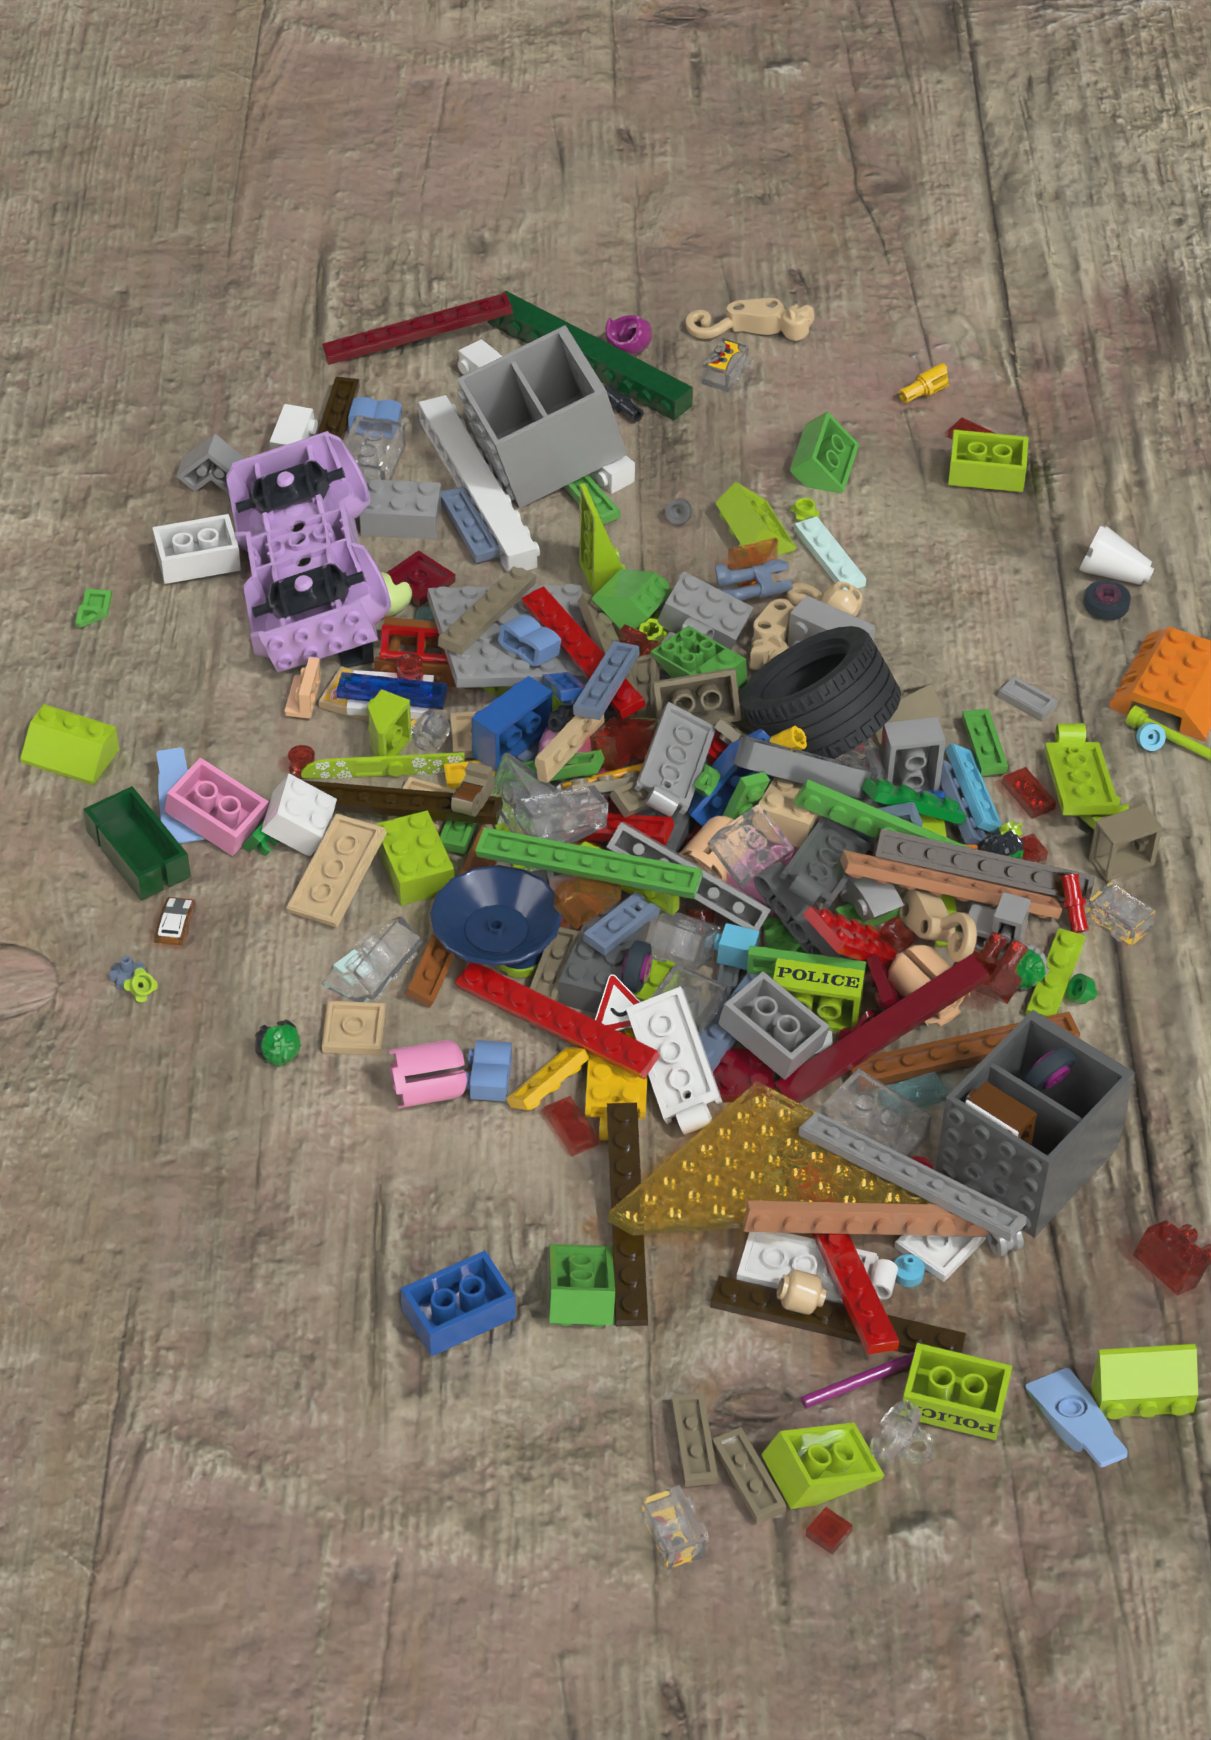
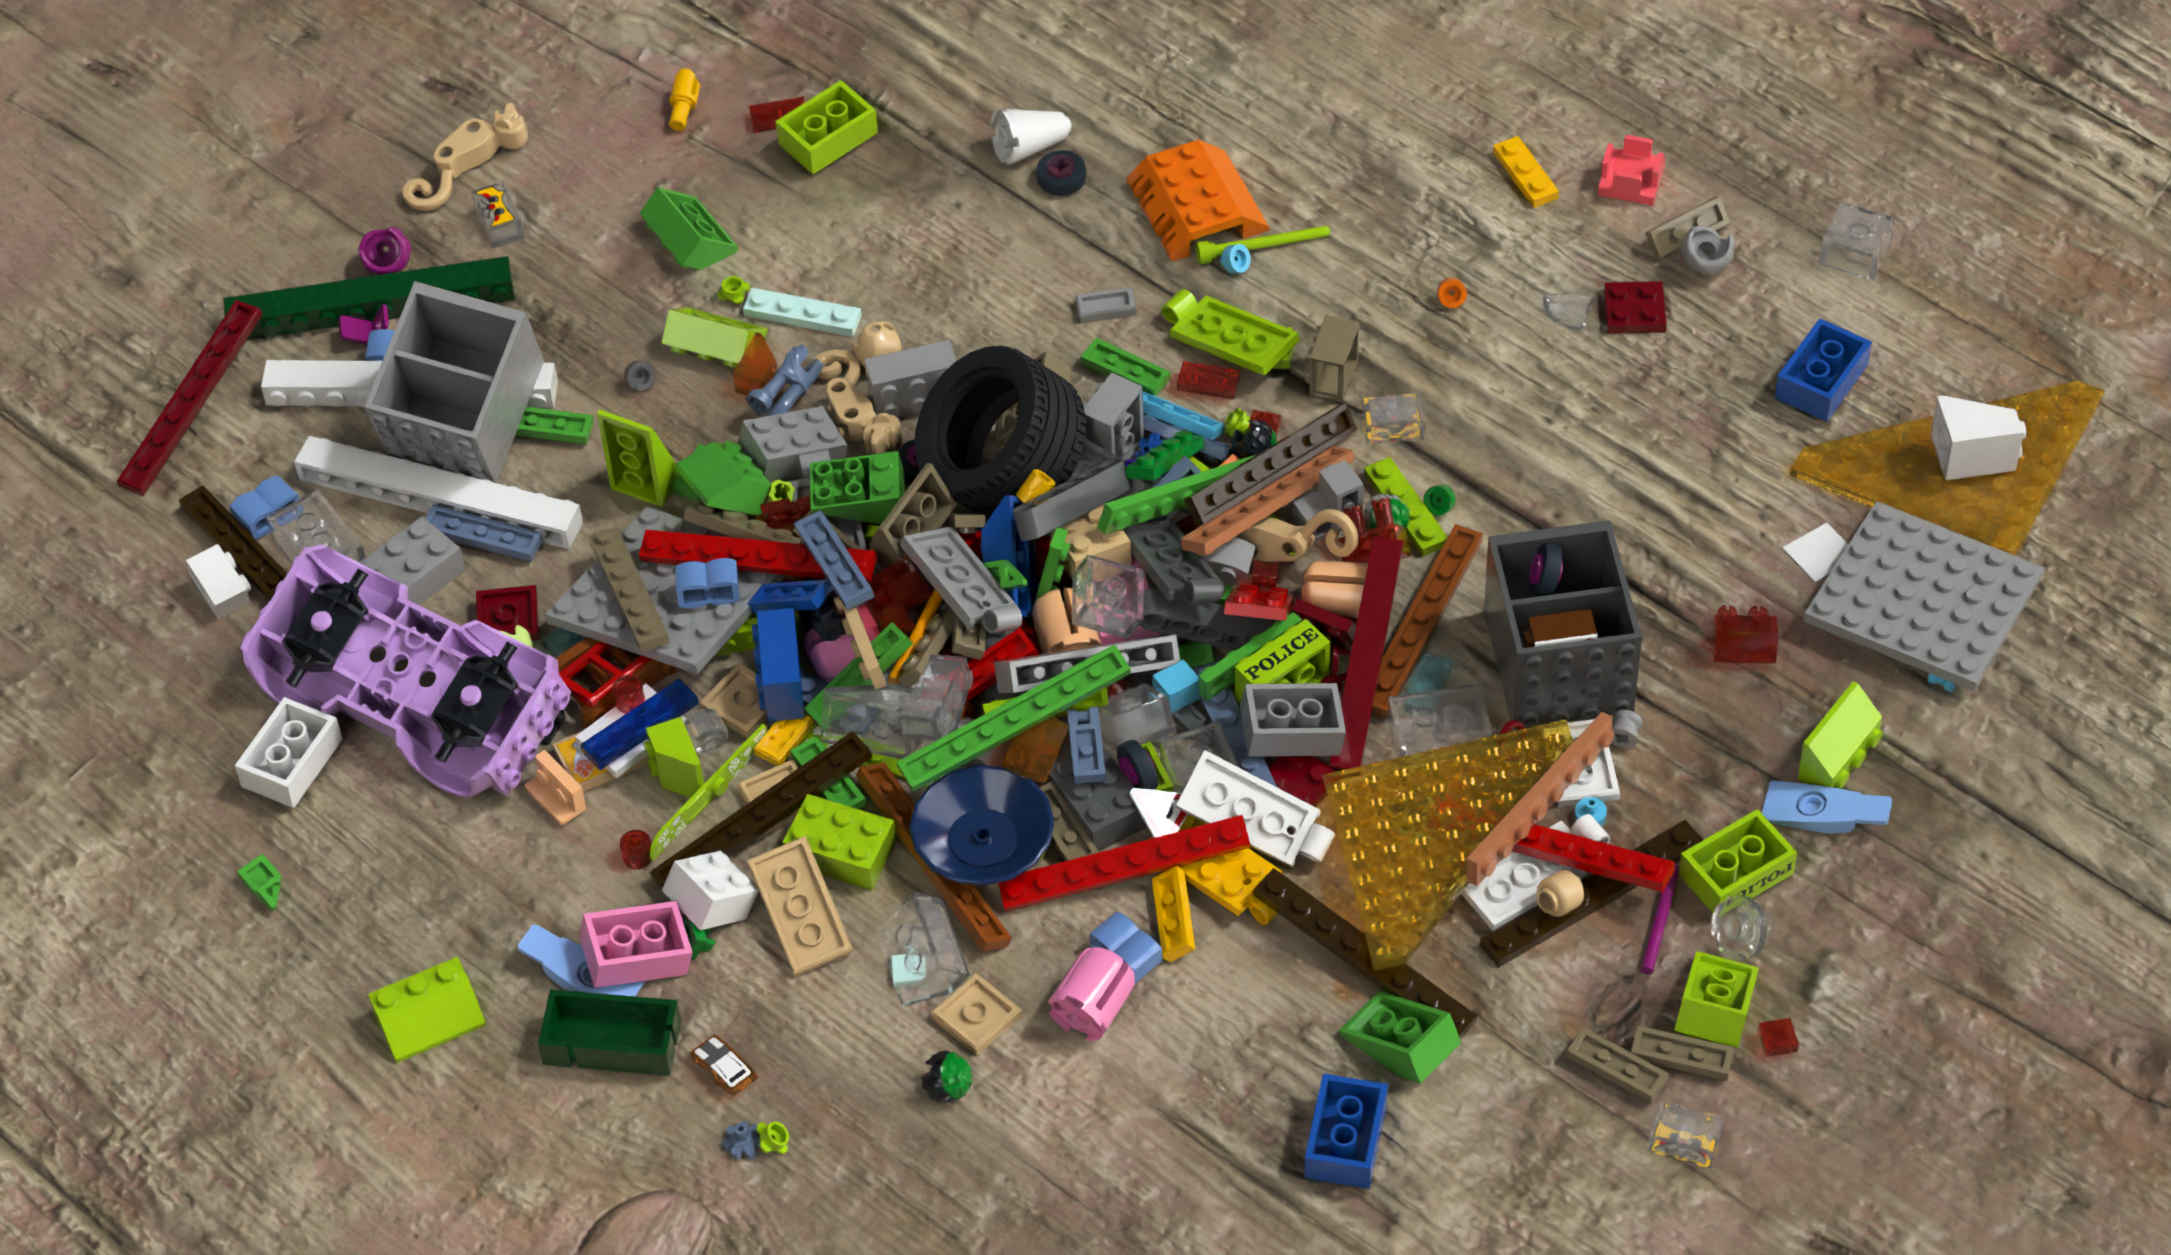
camera: 45 degrees left, 5 degrees up
(208, 462) = (193, 666): light grey brick -> none
(473, 789) = (830, 743): dark tan leg -> none
(571, 1126) = (1233, 933): clear red plate -> none
(913, 1176) = (1528, 739): light grey tile -> none
(1074, 903) = (1357, 437): red pin -> none

